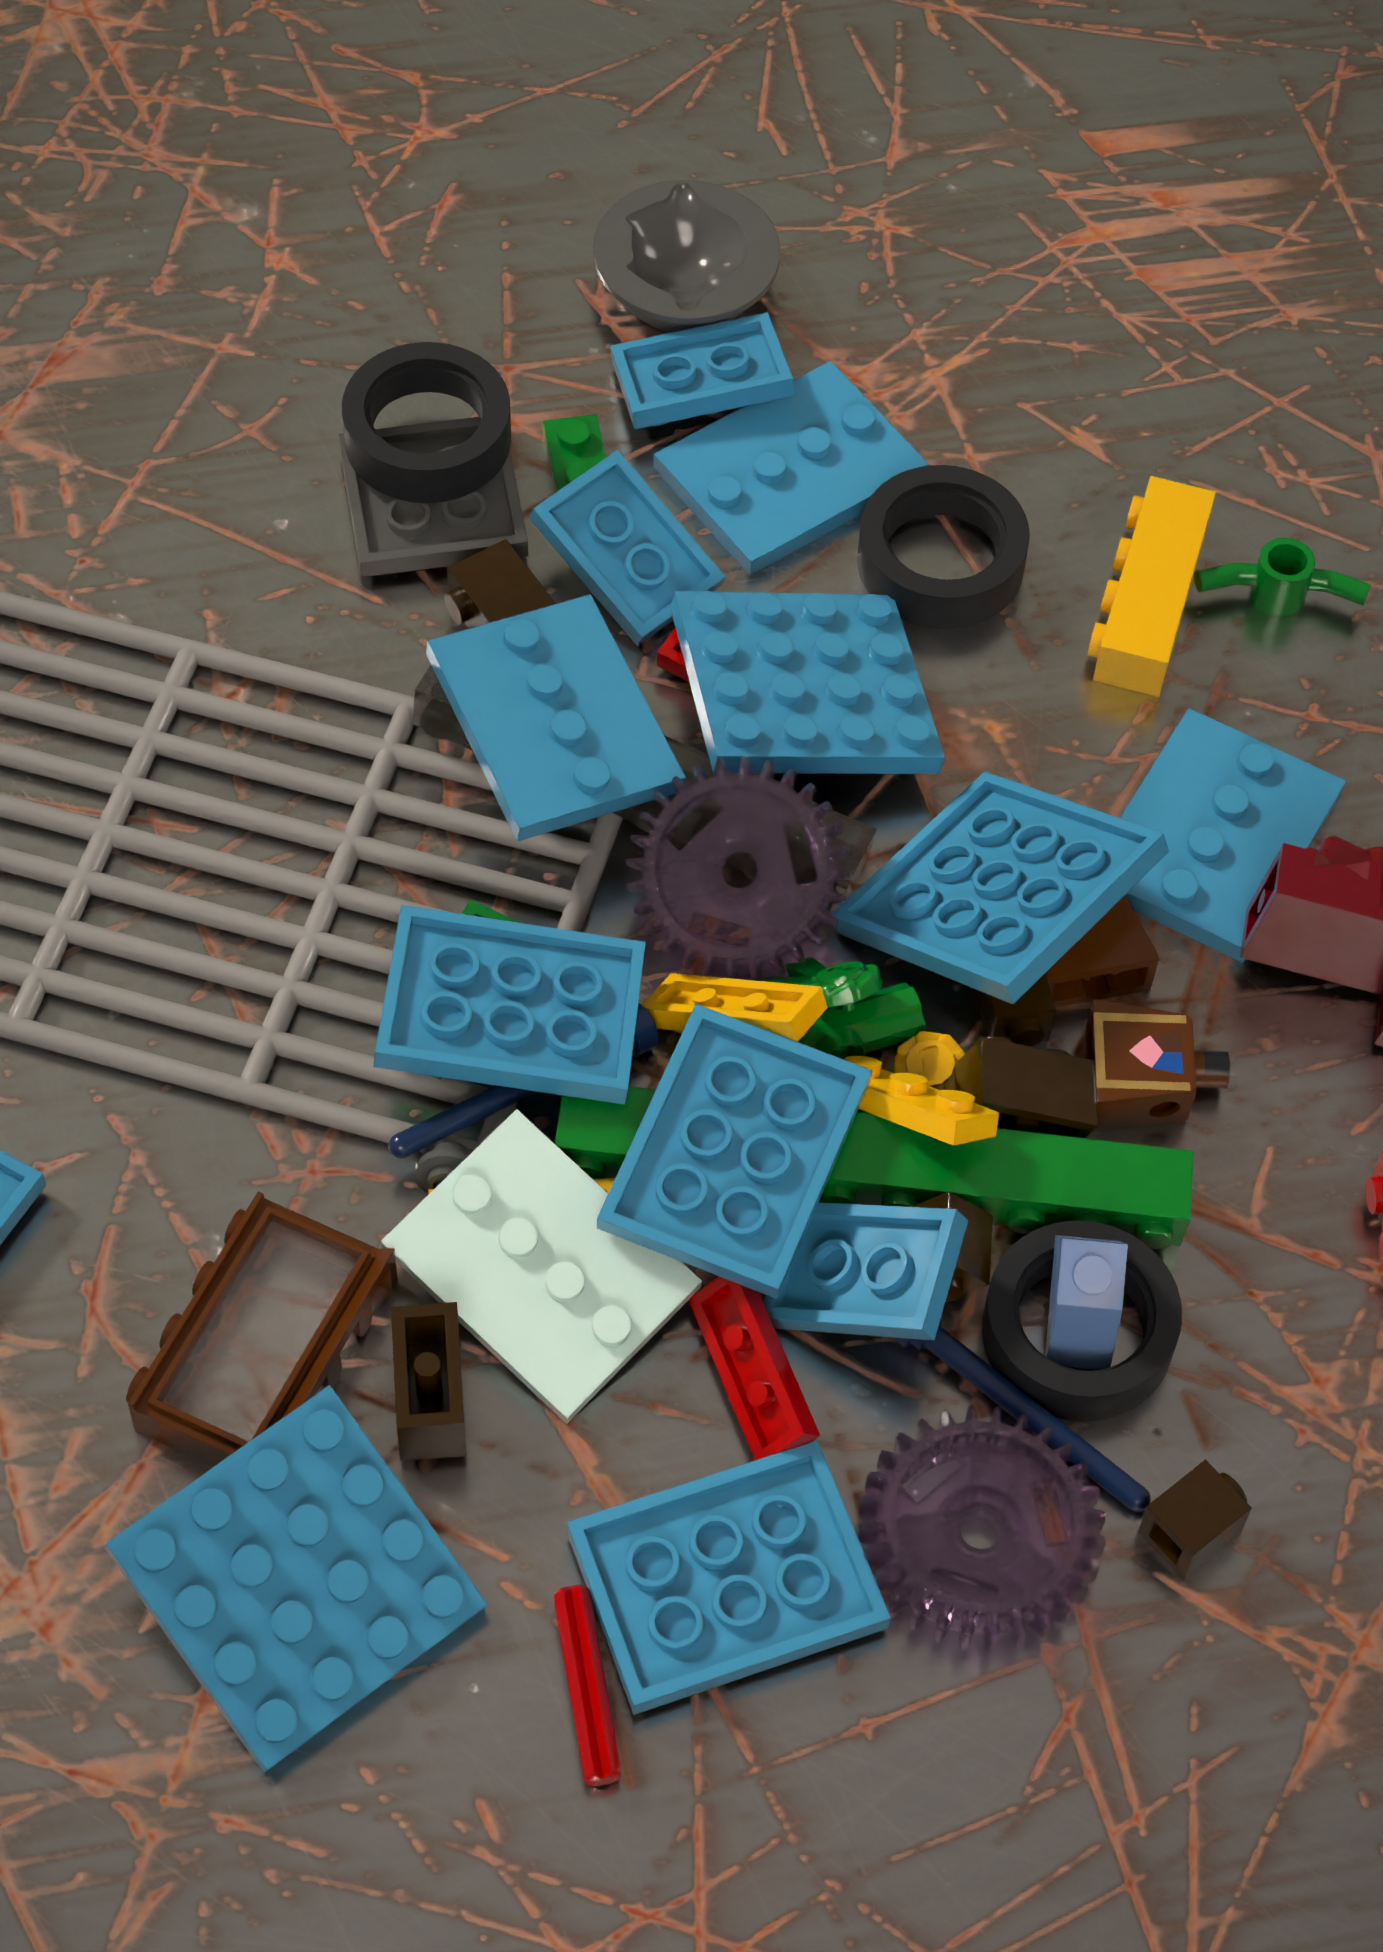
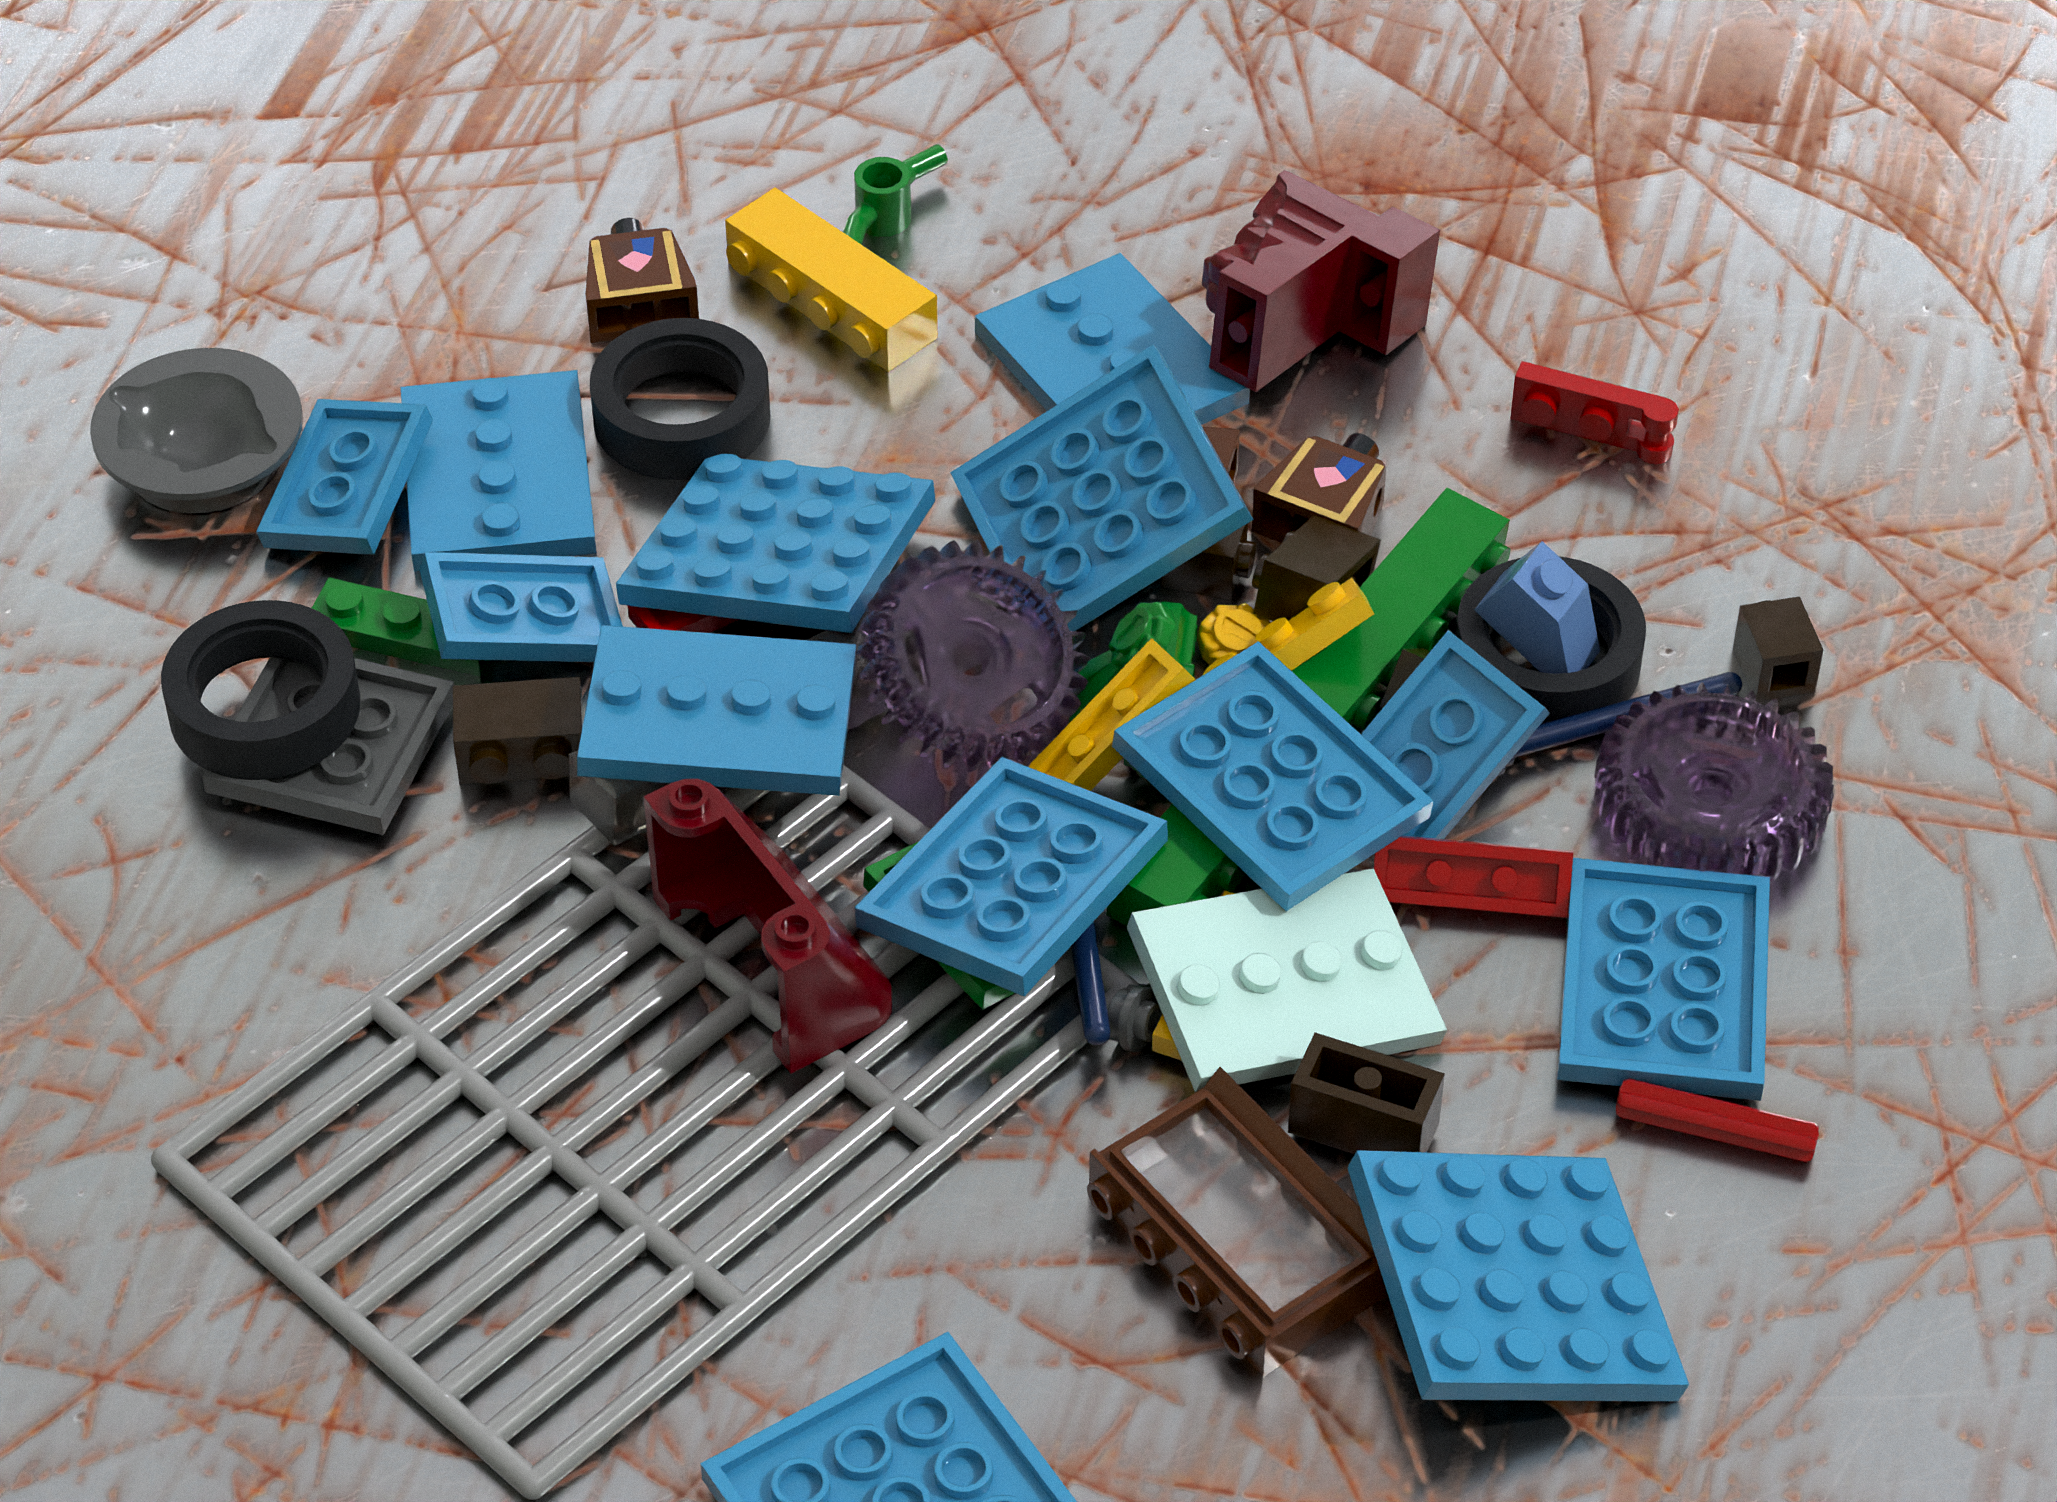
camera: 60 degrees left, 10 degrees down
(402, 841) = (724, 865): none -> dark red windscreen
(1052, 455) = (636, 280): none -> reddish brown torso

